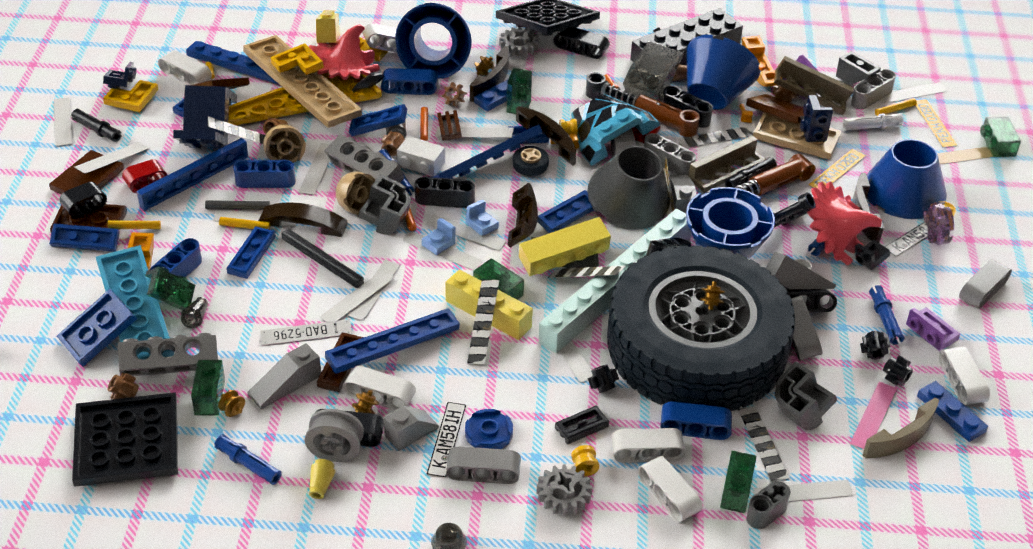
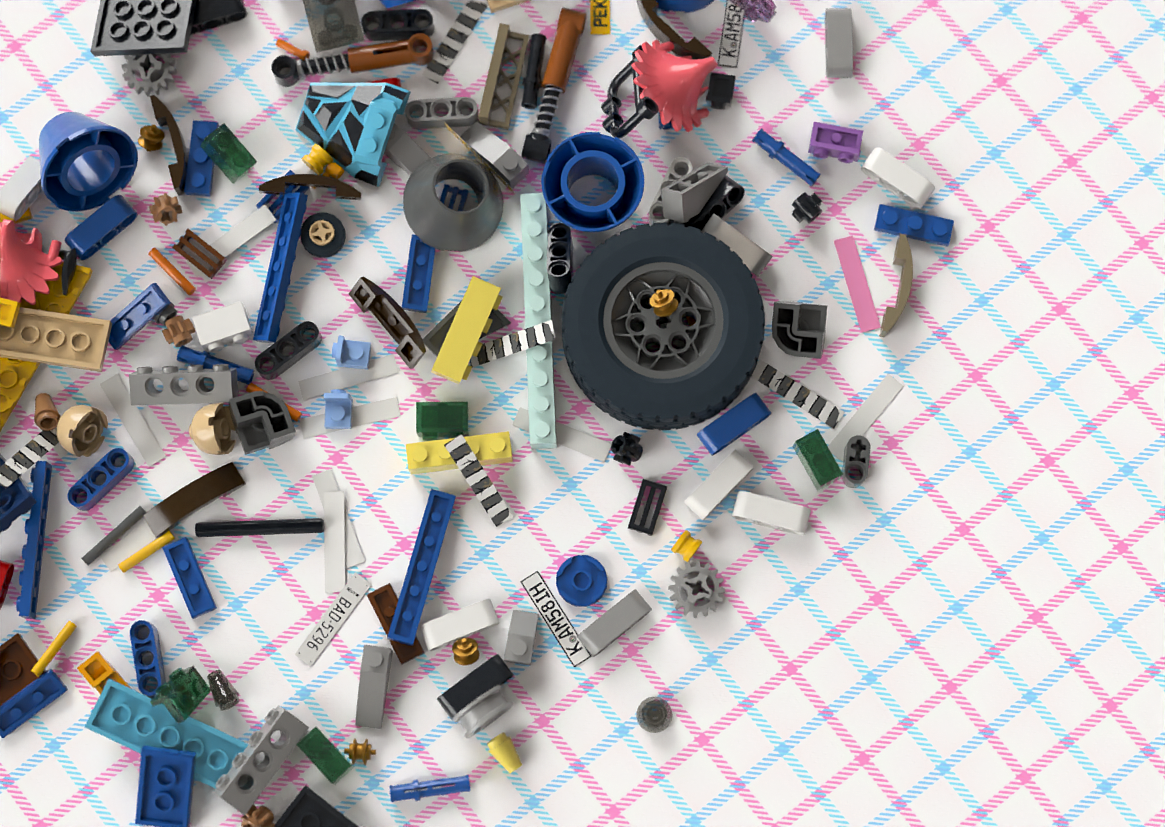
camera: 40 degrees left, 35 degrees up
(897, 370) = (845, 221): black gear -> none

